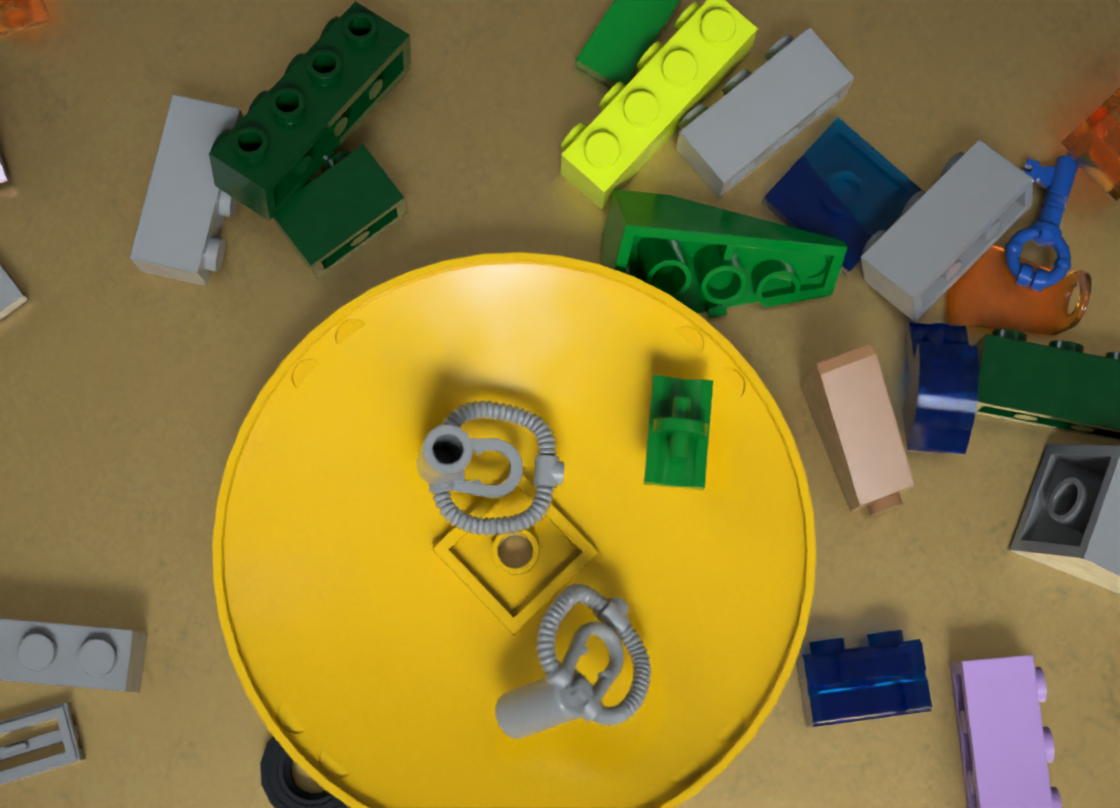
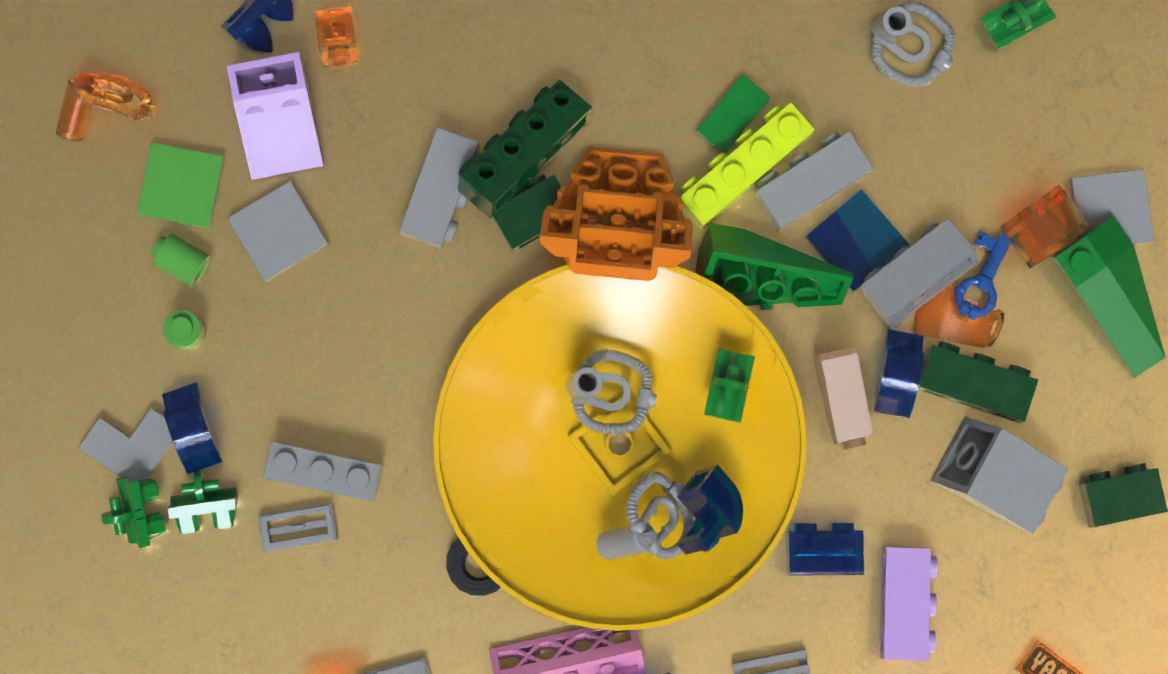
camera: 10 degrees right, 5 degrees up
(468, 196) = (618, 217): none -> orange wedge
(682, 629) = (715, 505): none -> brick

